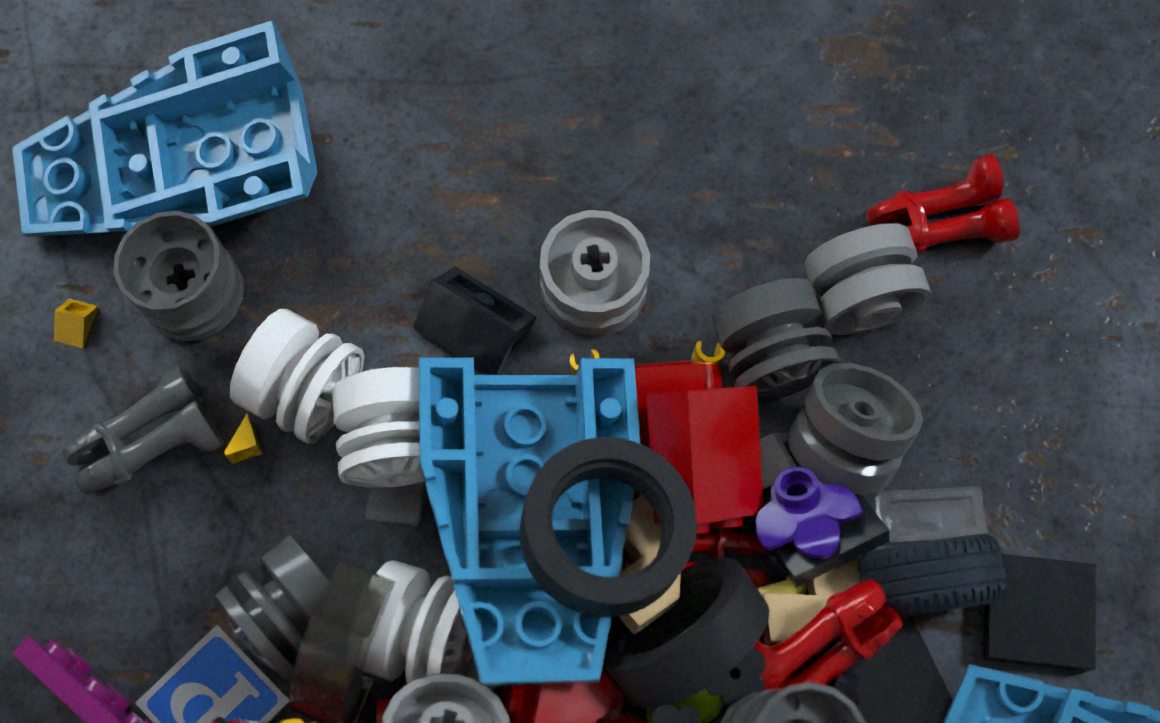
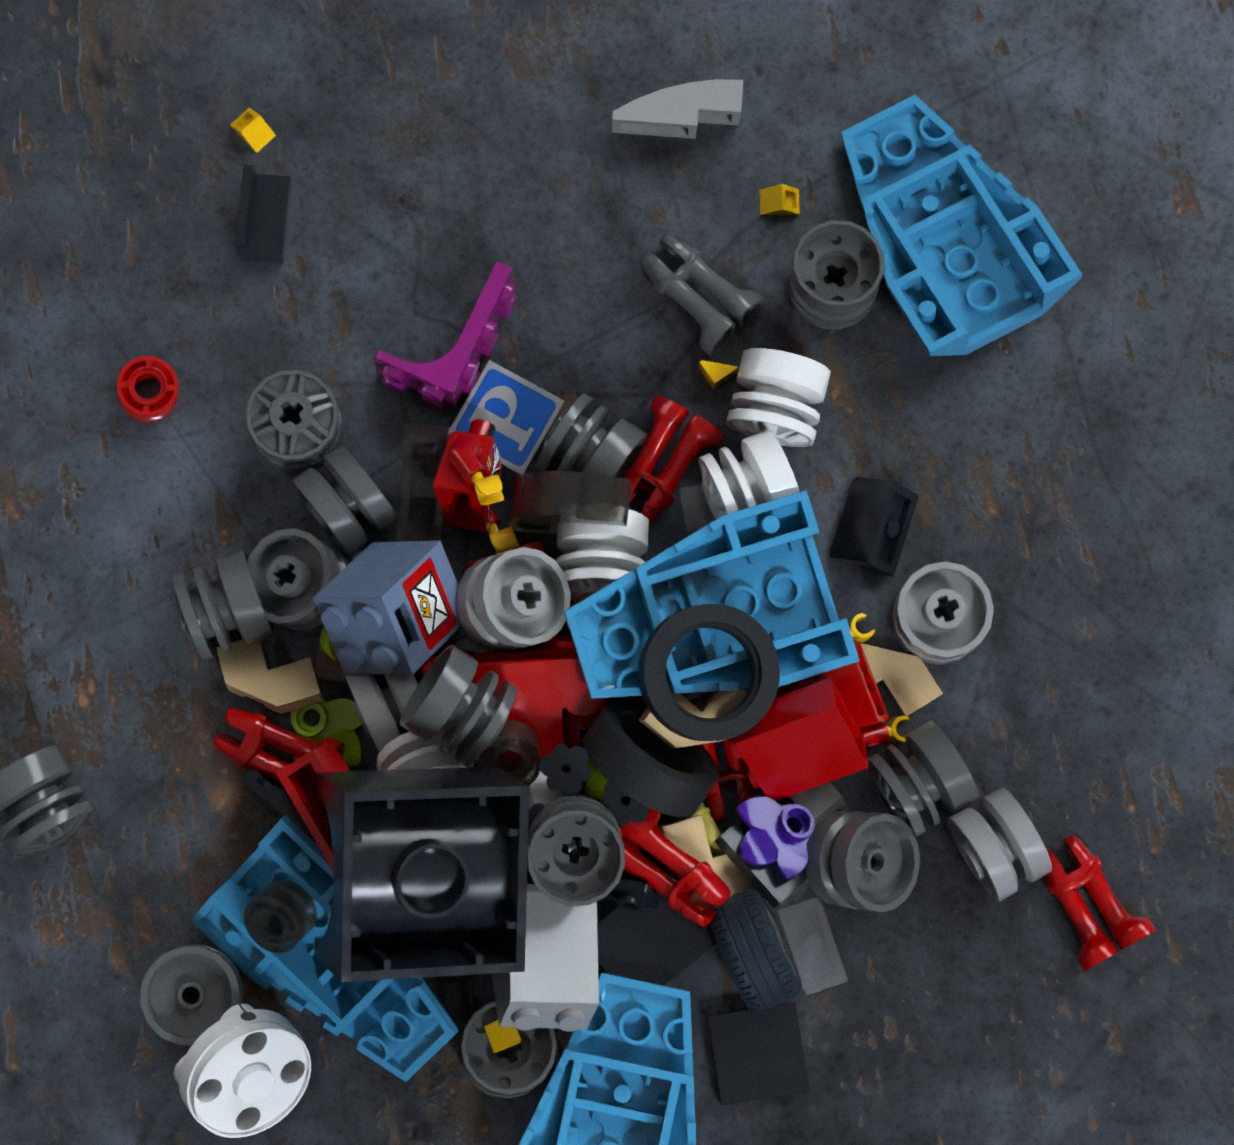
camera: 70 degrees right, 10 degrees up
(311, 481) = (696, 436): none -> red piece
(655, 335) = (903, 678): none -> tan tile

